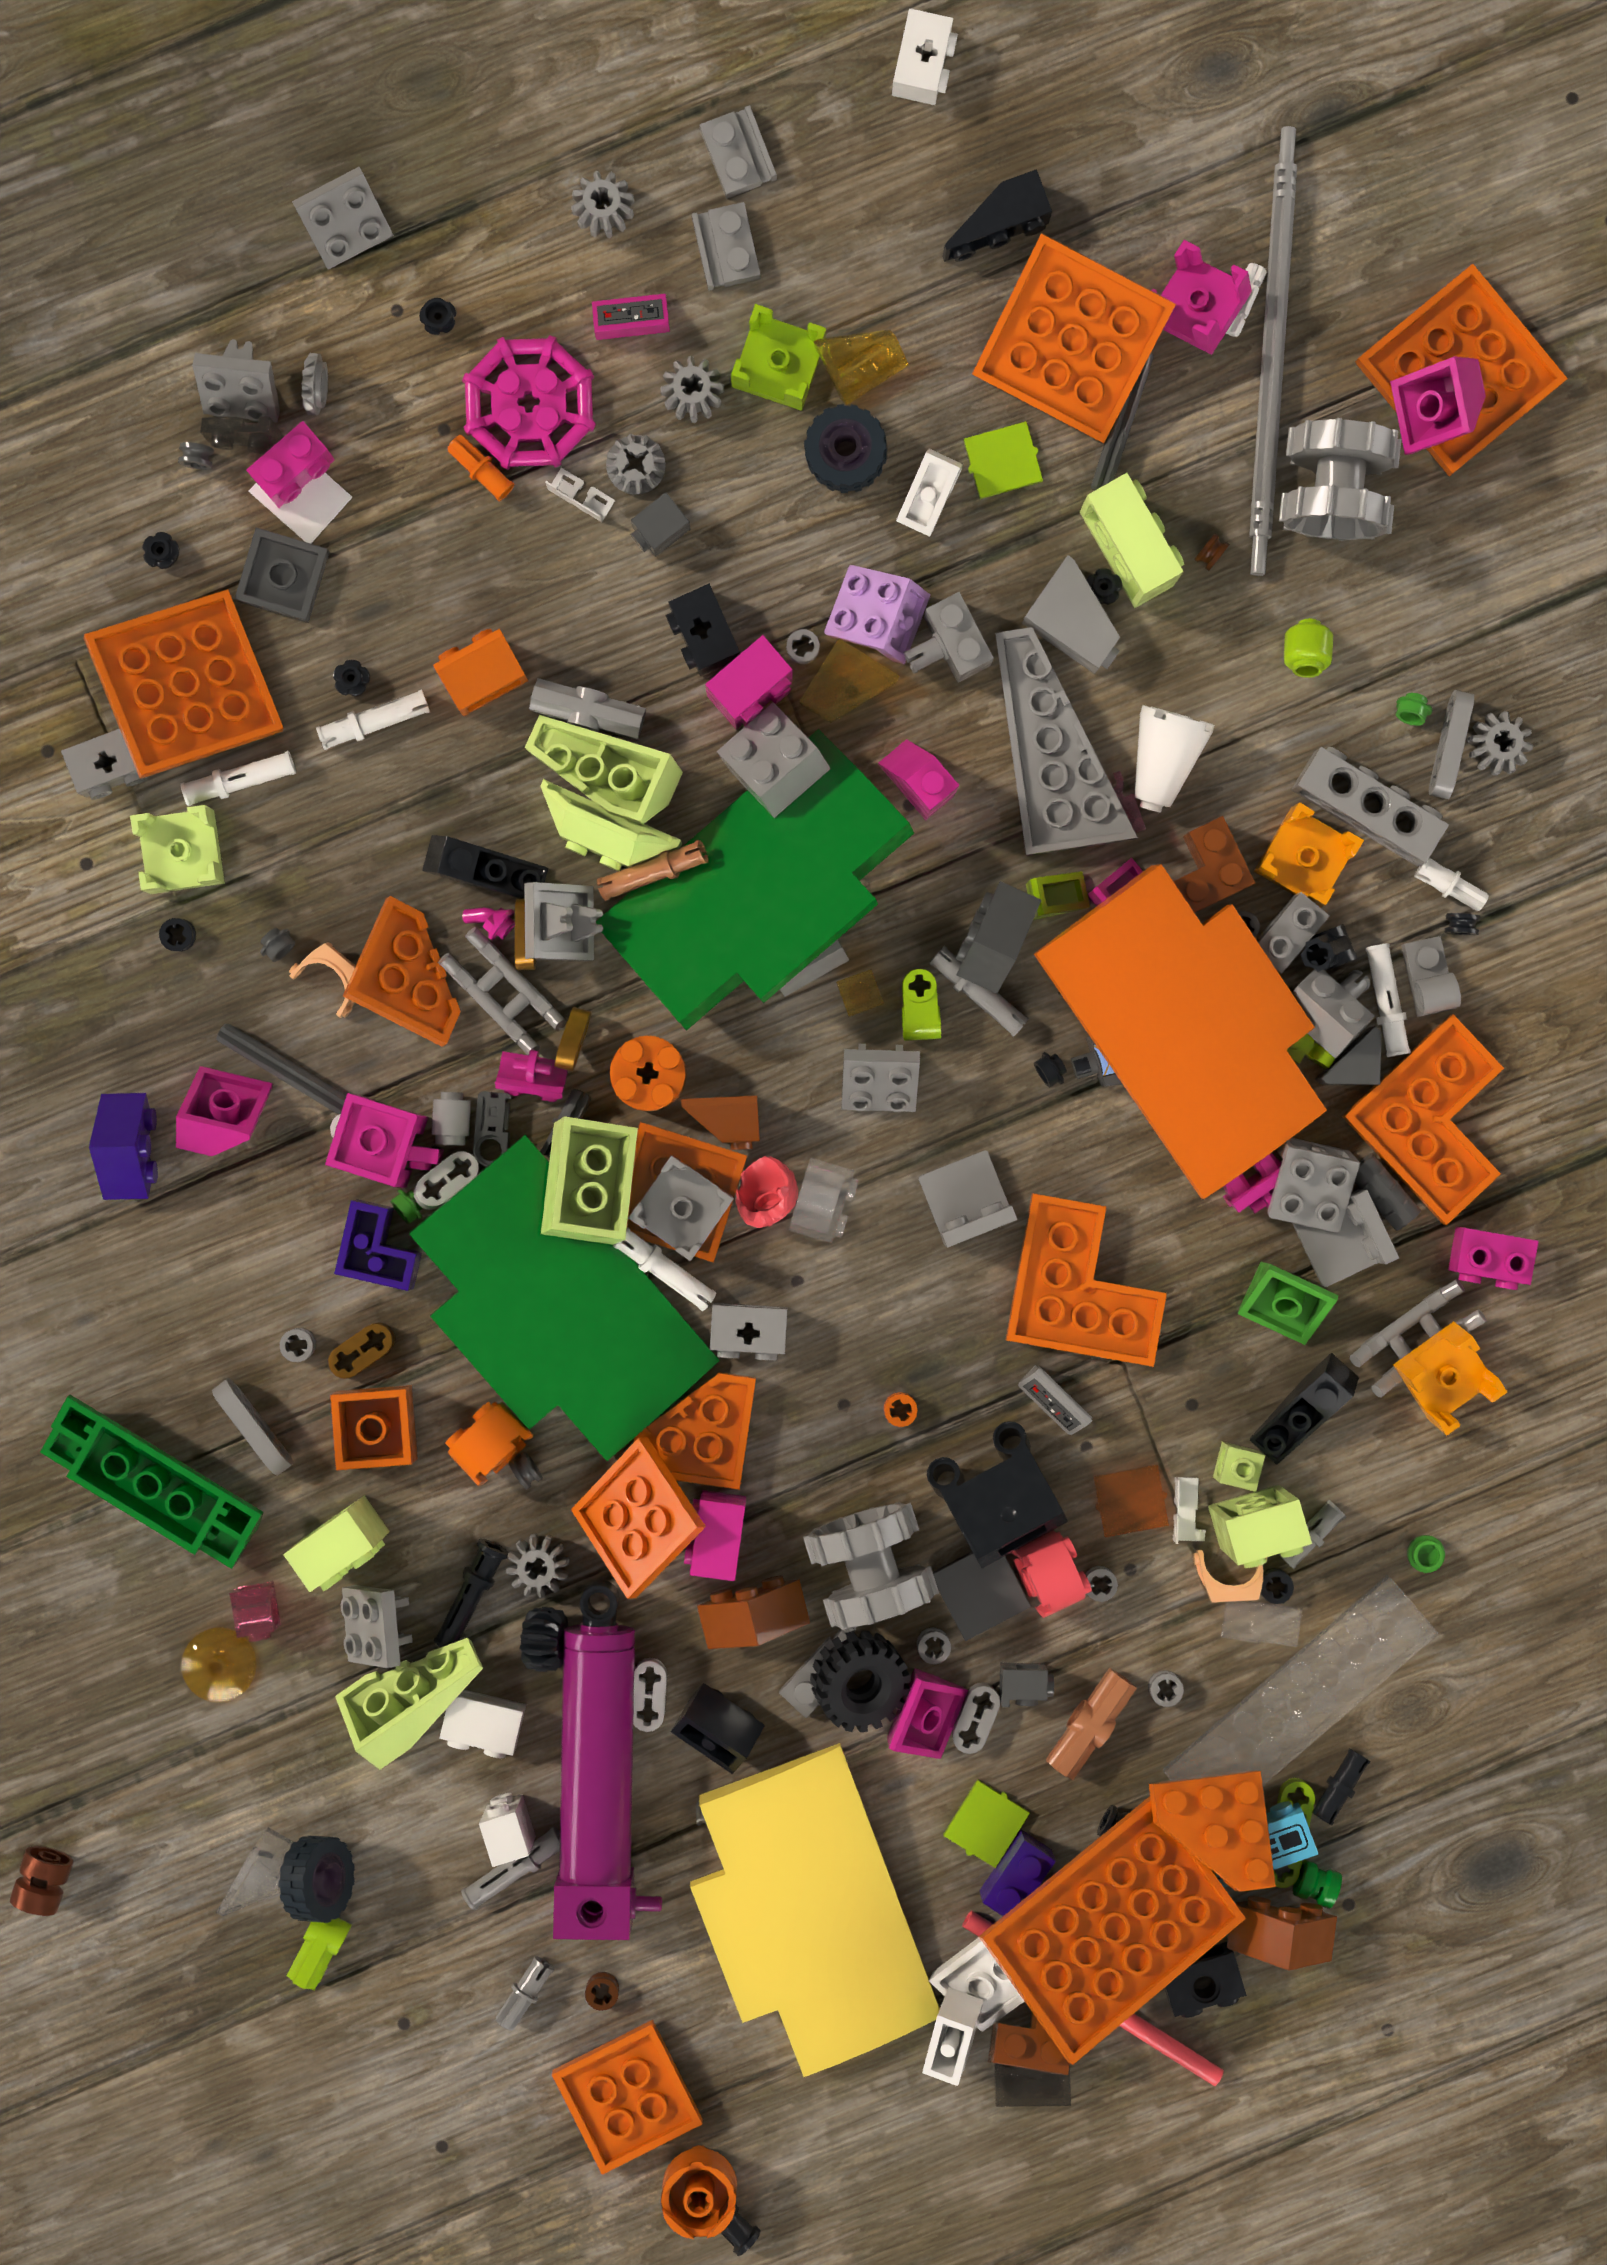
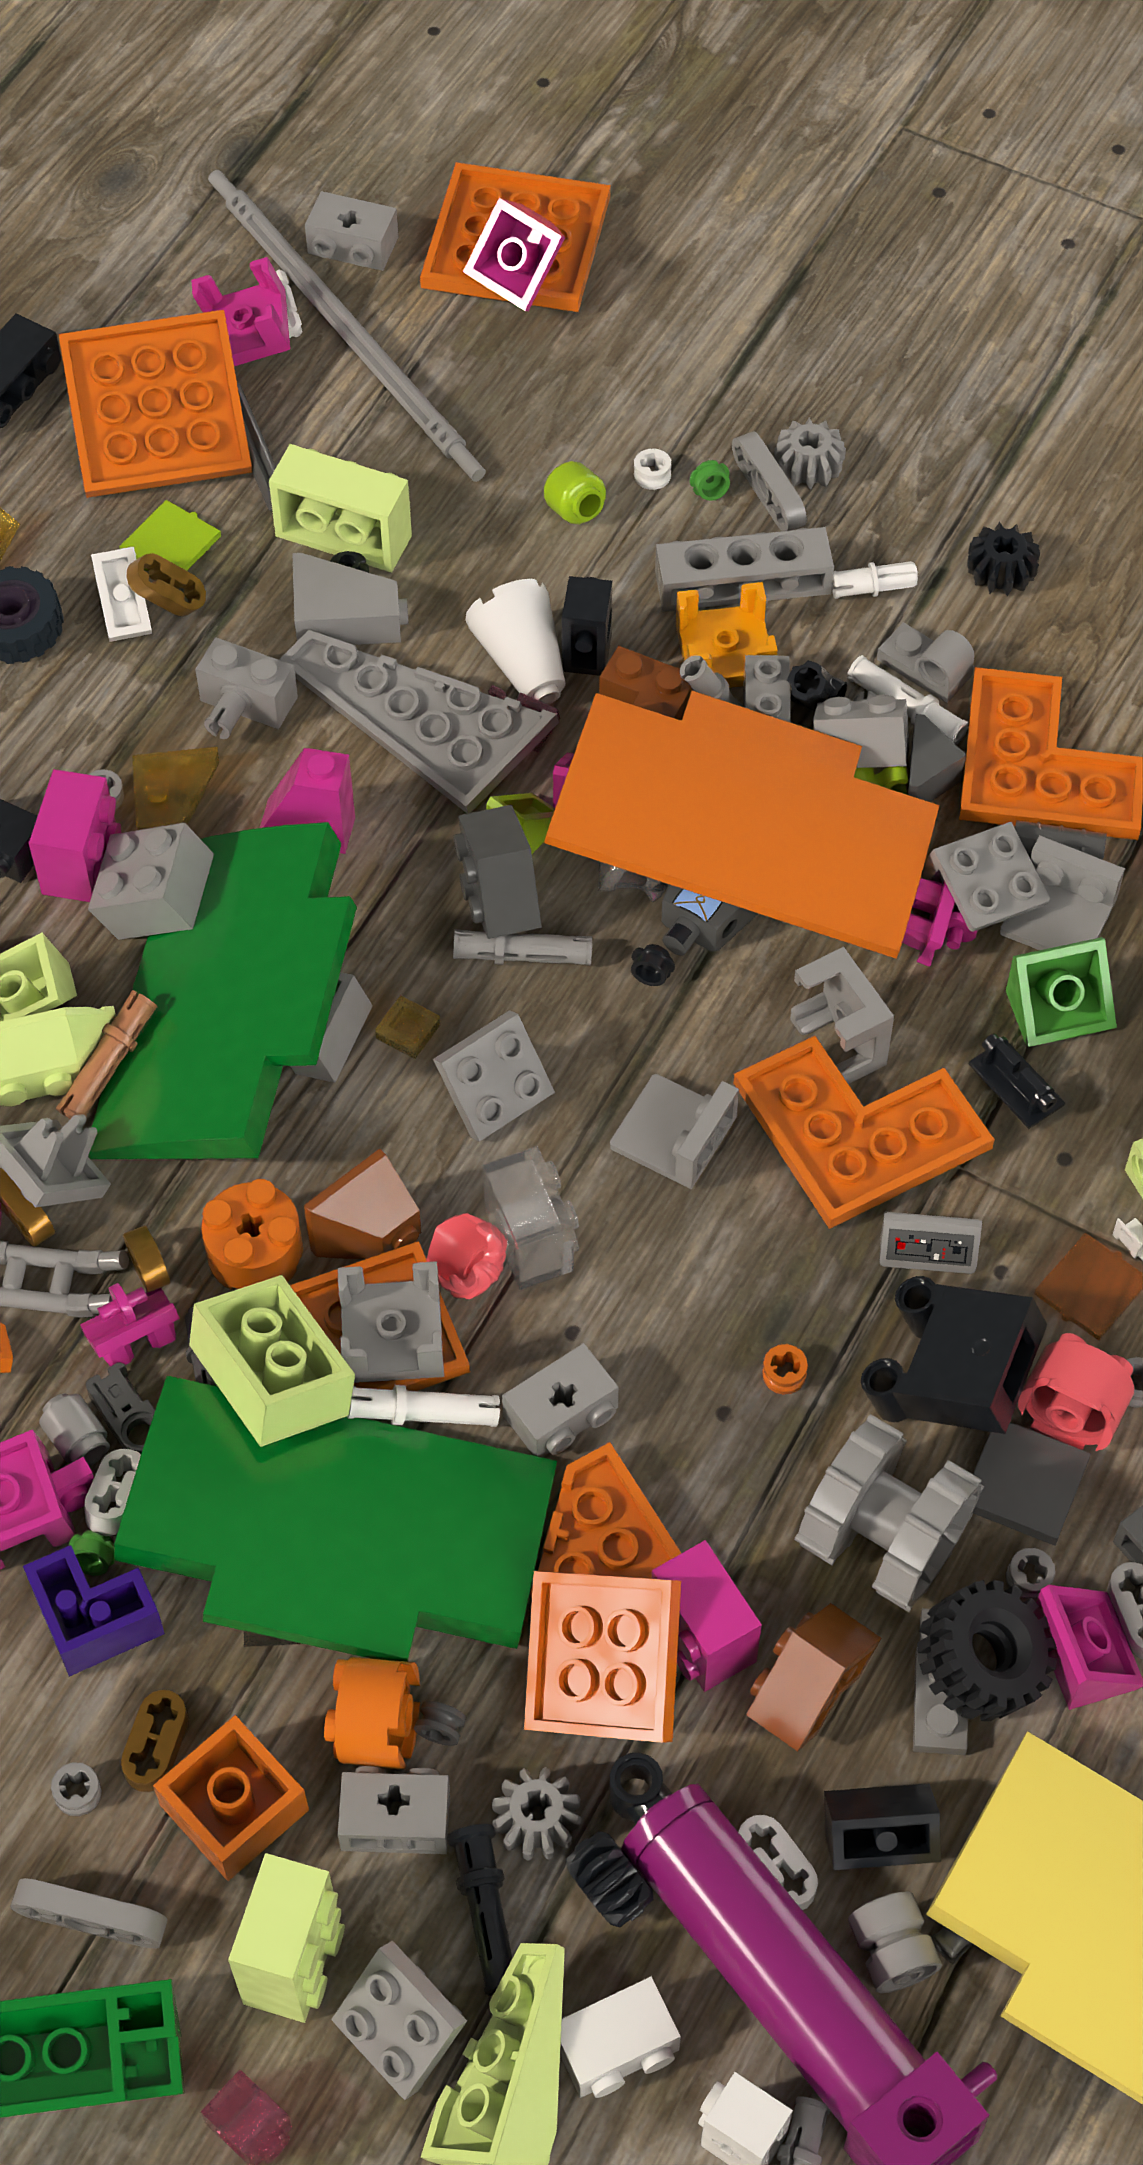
camera: 40 degrees left, 30 degrees down
(465, 1521) = (420, 1820): none -> light grey brick
(673, 1788) = (892, 1935): none -> light grey wheel
(878, 611) = (151, 710): lavender bracket -> none
(920, 1014) = (474, 990): lime piece -> none
(969, 506) = (165, 588): none -> pearl gold beam
(1140, 1214) = (854, 1006): none -> light grey panel
(1206, 1334) = (1015, 1081): none -> black hinge
(1212, 552) = (422, 481): reddish brown bush -> none
(1219, 778) = (586, 625): none -> black brick
(1256, 898) = (705, 681): none -> light grey pin
(1340, 252) = (351, 230): none -> light grey brick
(1341, 457) = (485, 347): light grey piece -> none
(1372, 666) = (652, 479): none -> white bush
(1462, 924) = (913, 600): black bush -> none
(1560, 928) = (1003, 559): none -> black gear

